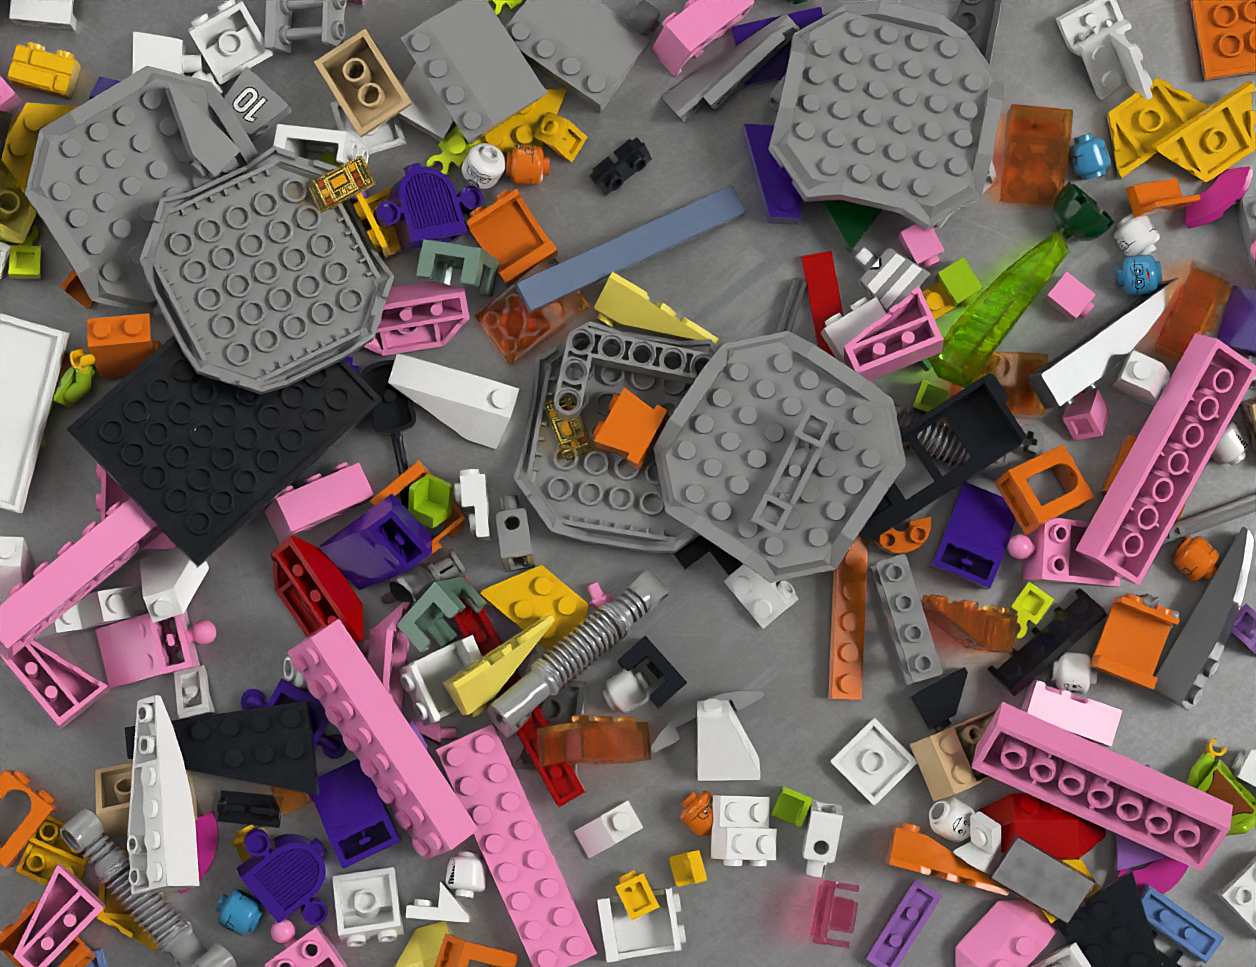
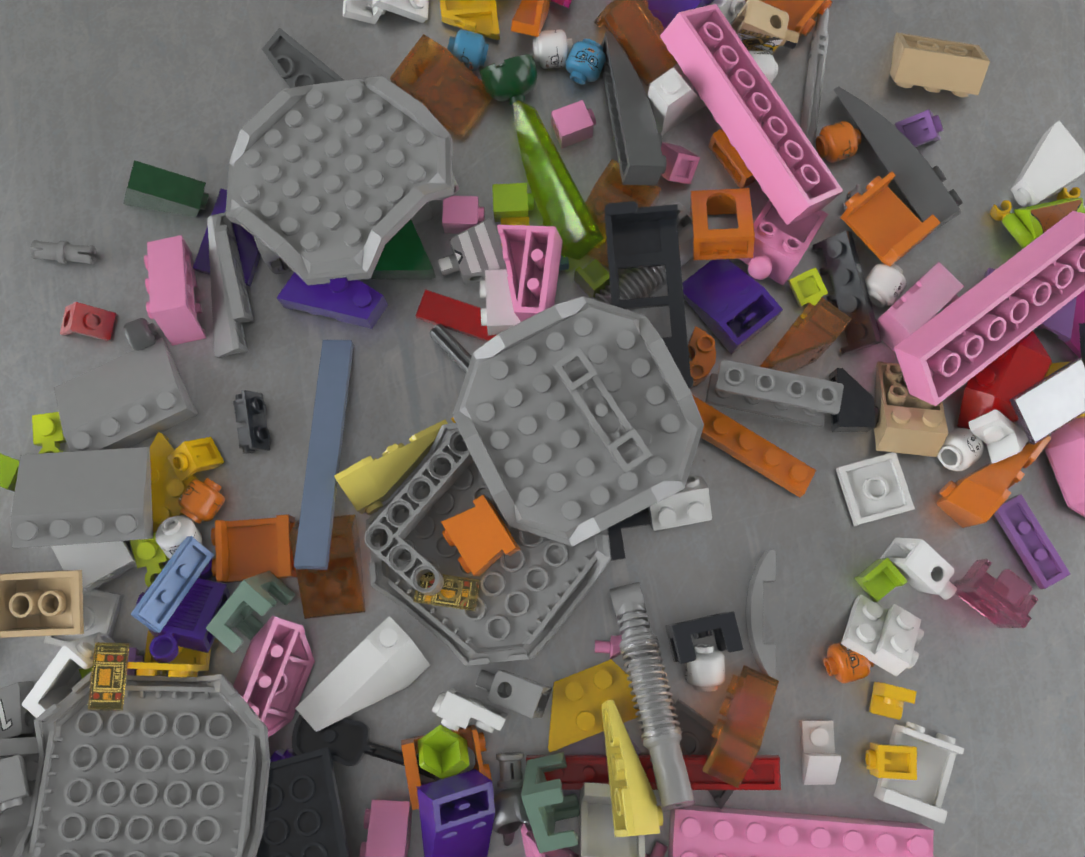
camera: 60 degrees left, 5 degrees down
(443, 188) = (172, 584): none -> medium blue tile
(723, 744) = (799, 610): white slope -> none

